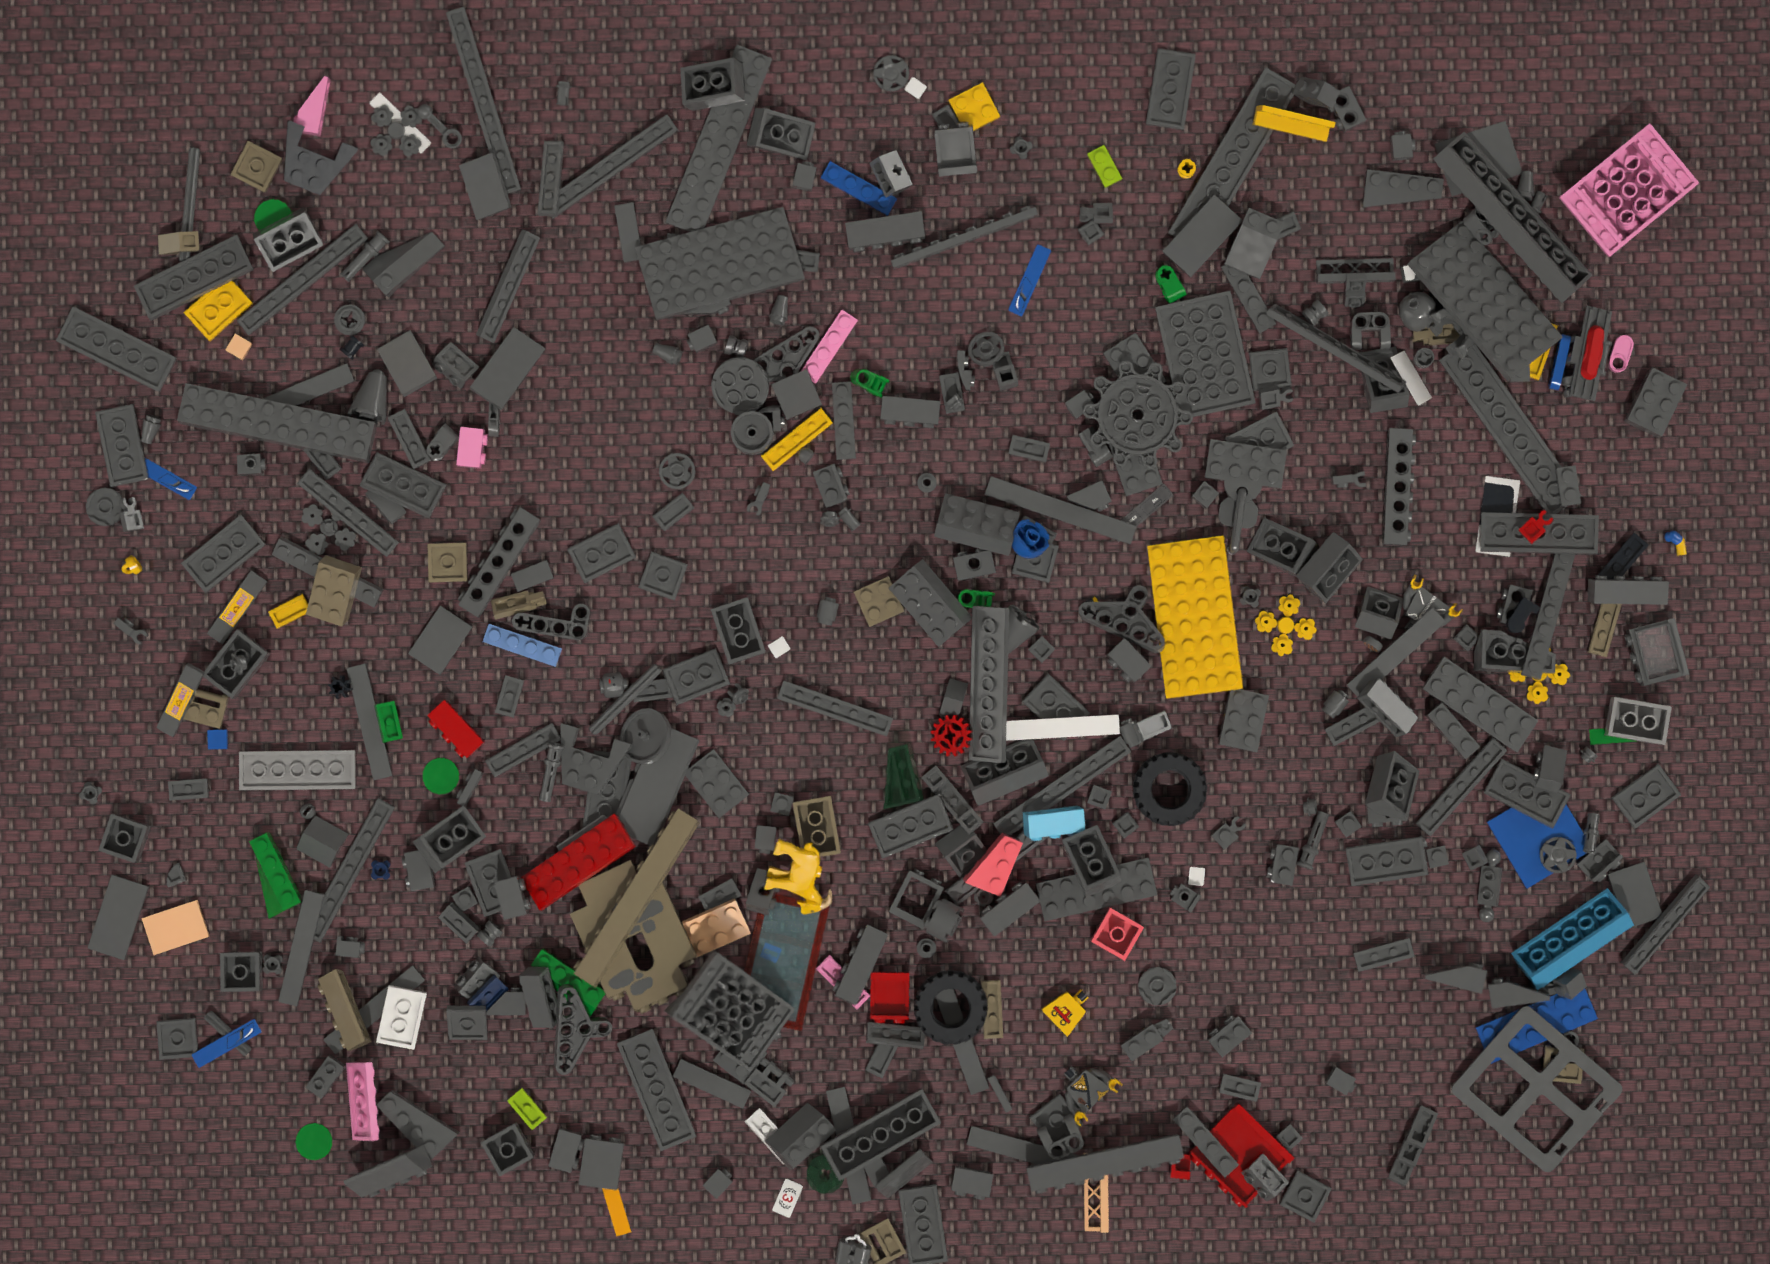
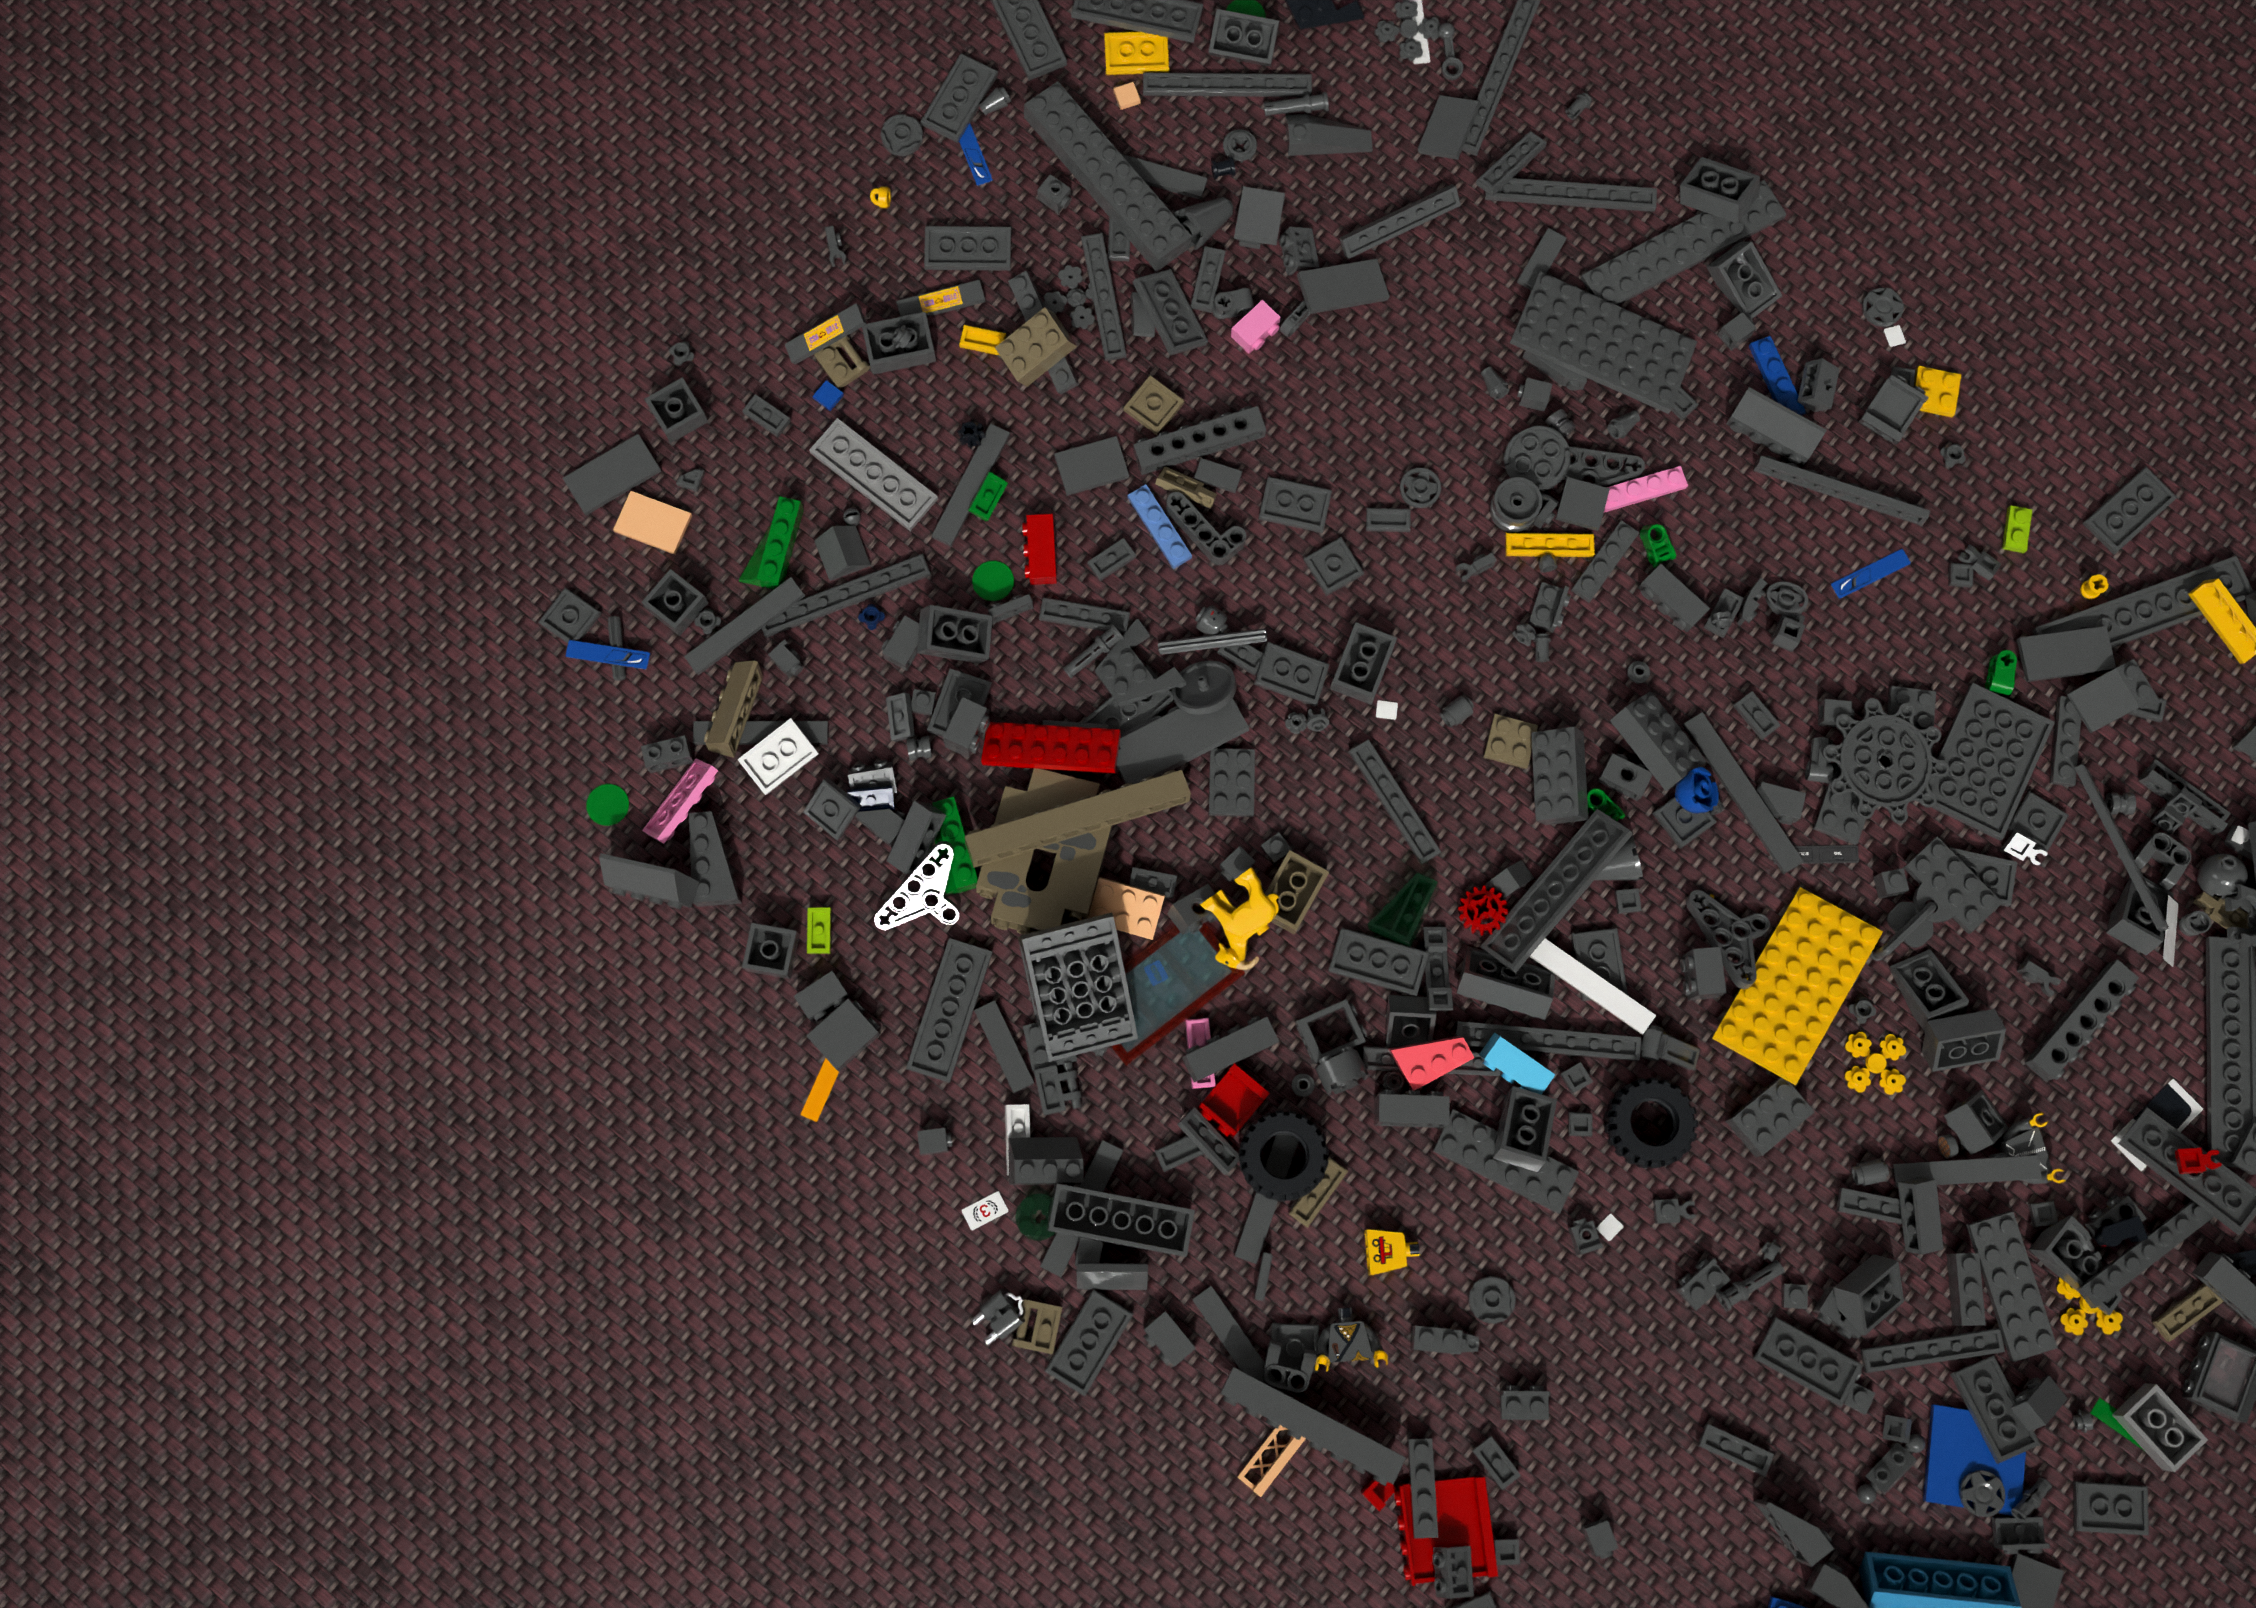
camera: 35 degrees right, 10 degrees down
(130, 518) = (914, 158): dark grey plate -> none
(1117, 934) = (1494, 1217): coral brick -> none

